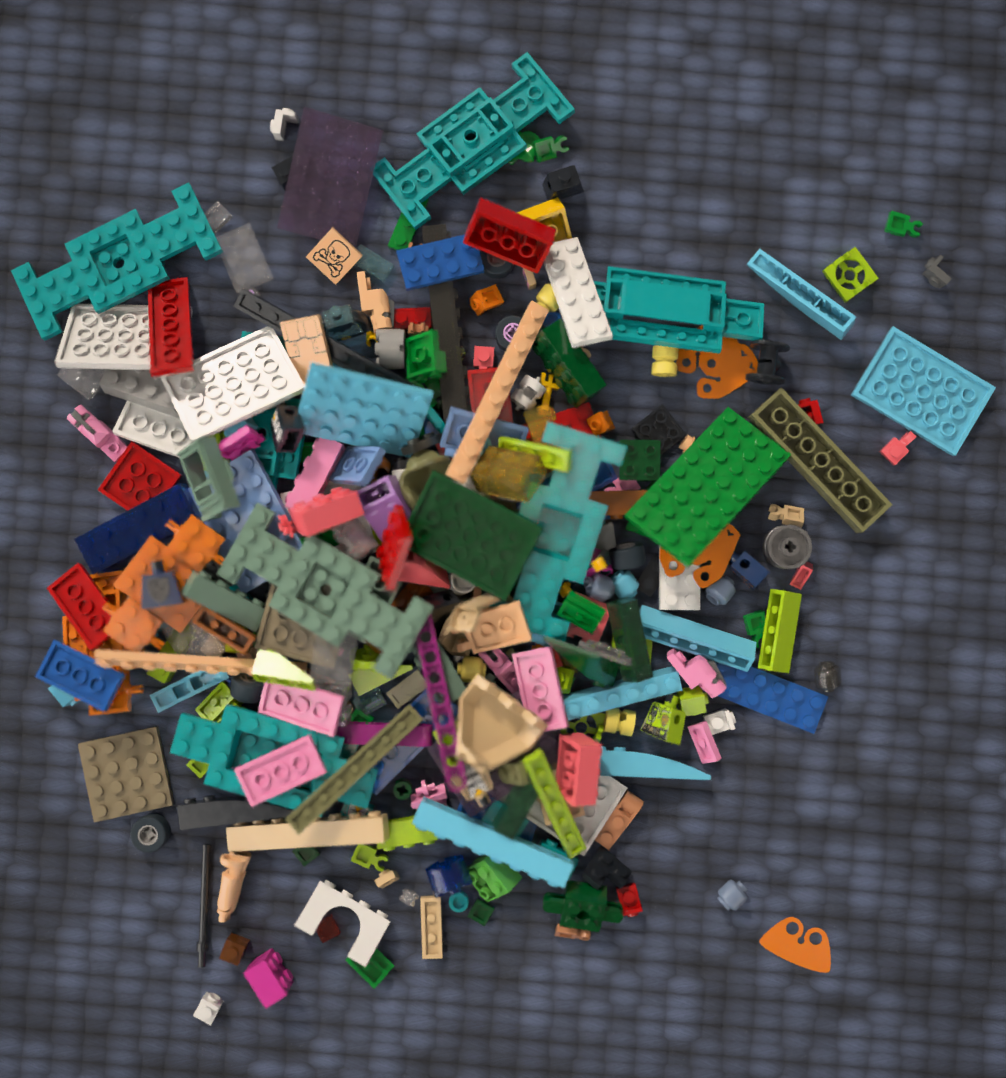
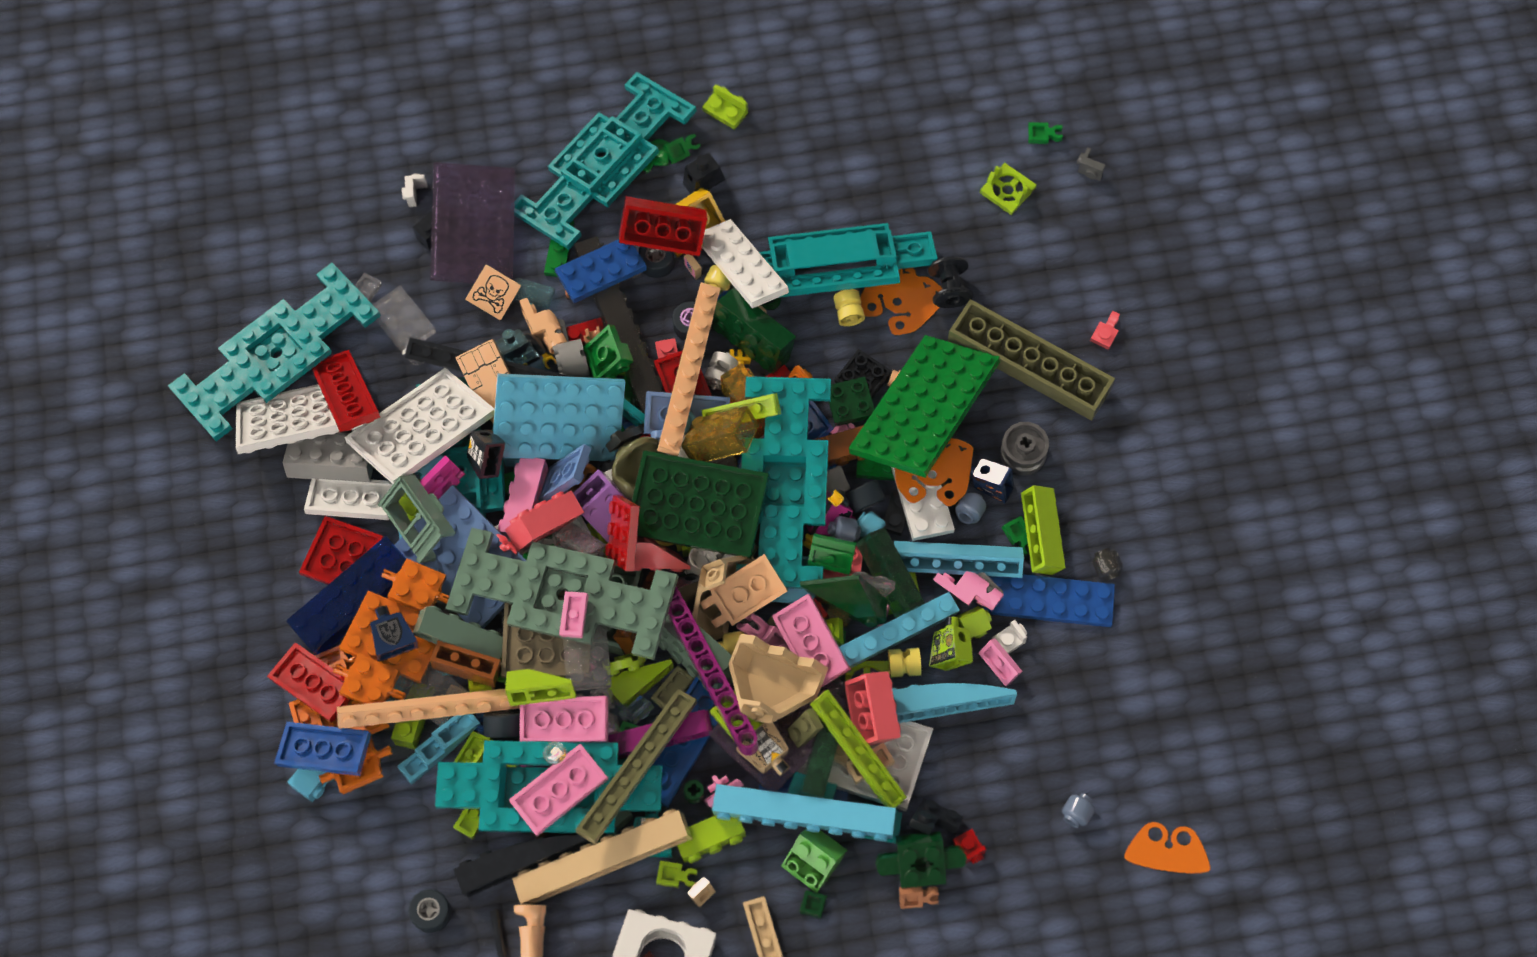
camera: 10 degrees left, 20 degrees down
(83, 380) = (262, 466): clear plate -> none
(97, 432) = (287, 517): bright pink plate -> none
(126, 774) = (388, 858): dark tan plate -> none
(284, 738) = (554, 753): none -> clear tile
(306, 854) = (605, 890): dark green tile -> none
(328, 621) = (574, 614): none -> bright pink plate
(409, 897) = (730, 906): clear bush -> none
(448, 875) = (766, 866): clear blue brick -> none
(459, 901) = (785, 899): teal tile -> none
(486, 299) = (654, 296): orange bracket -> none
(604, 113) = (726, 107): none -> lime bracket
(619, 819) = (933, 765): nougat plate -> none
(788, 514) = (1005, 420): tan plate -> none
(801, 575) = (1049, 474): coral piece -> none
(803, 295) = (968, 216): medium azure slope -> none
(813, 410) = (1009, 313): red bracket -> none
(923, 391) = (1113, 273): medium azure plate -> none

